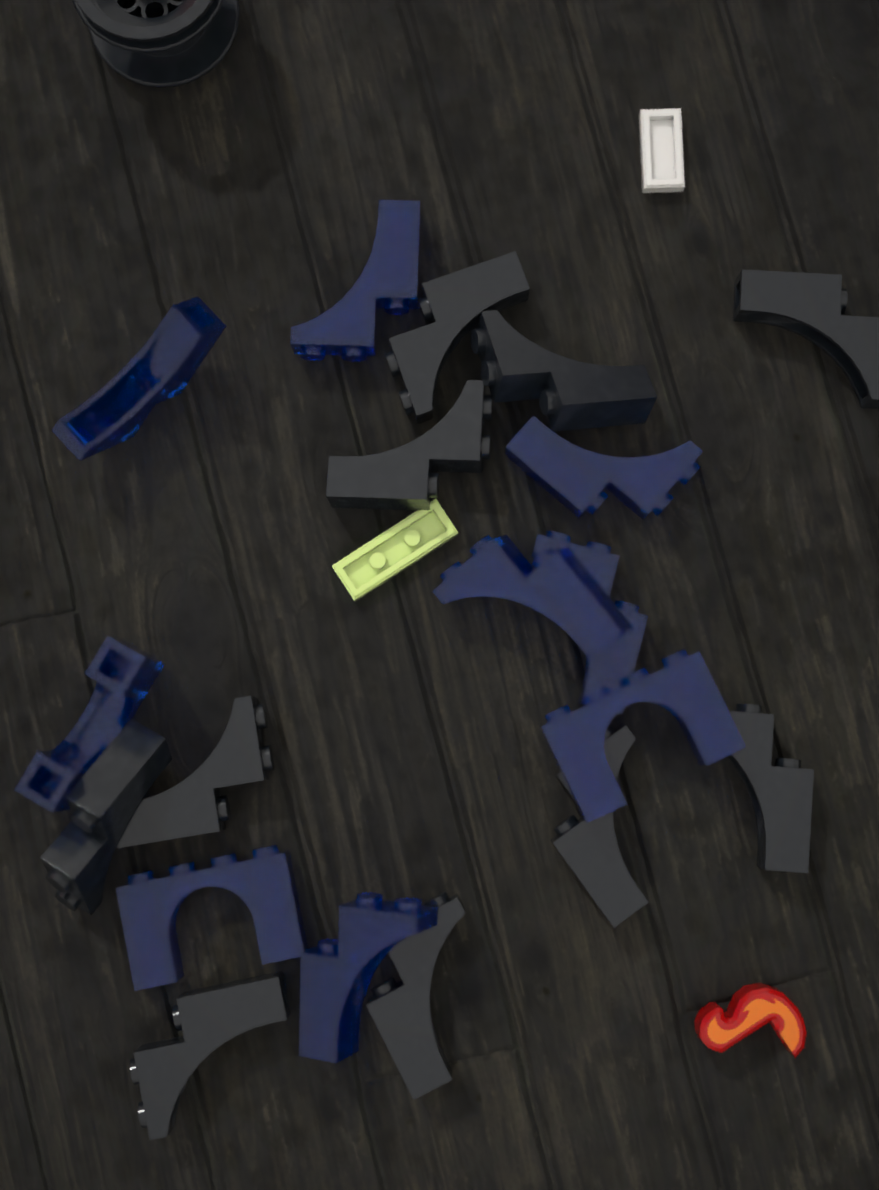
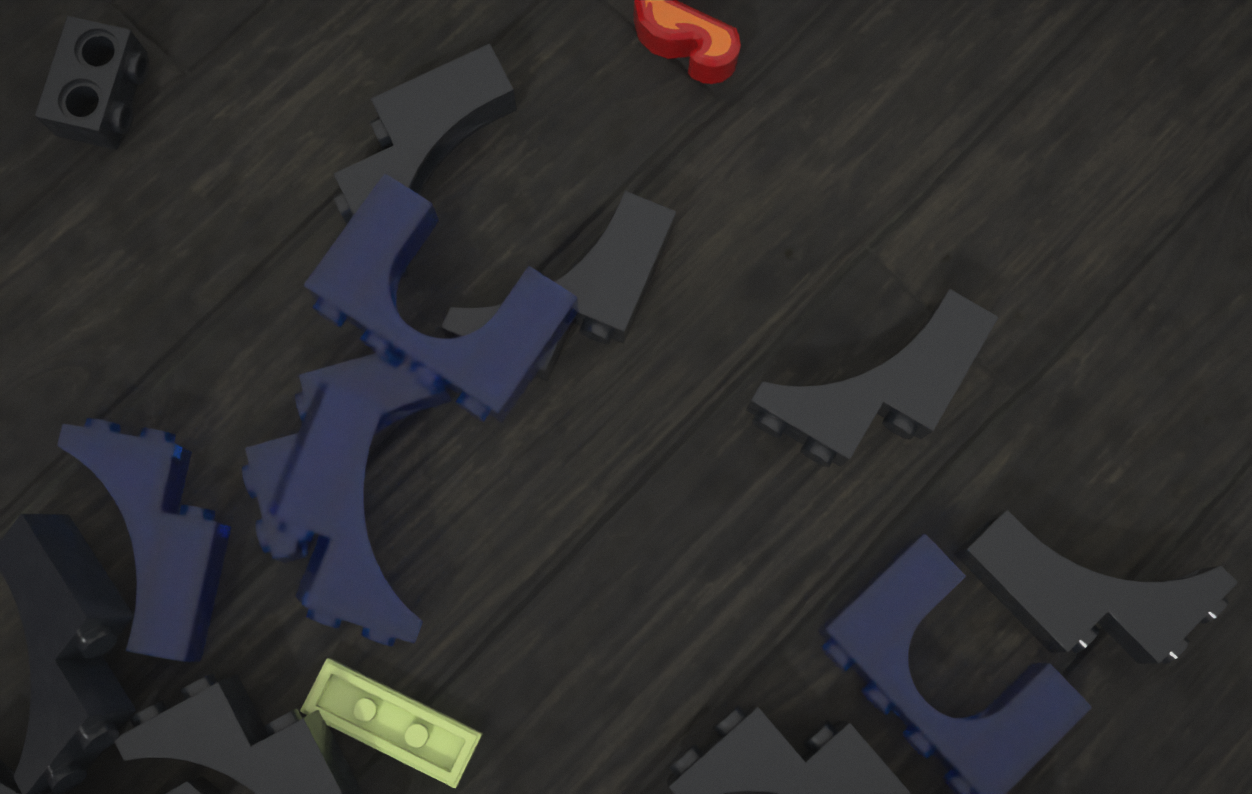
camera: 130 degrees left, 5 degrees down
(340, 970) = (916, 483): clear blue arch -> none

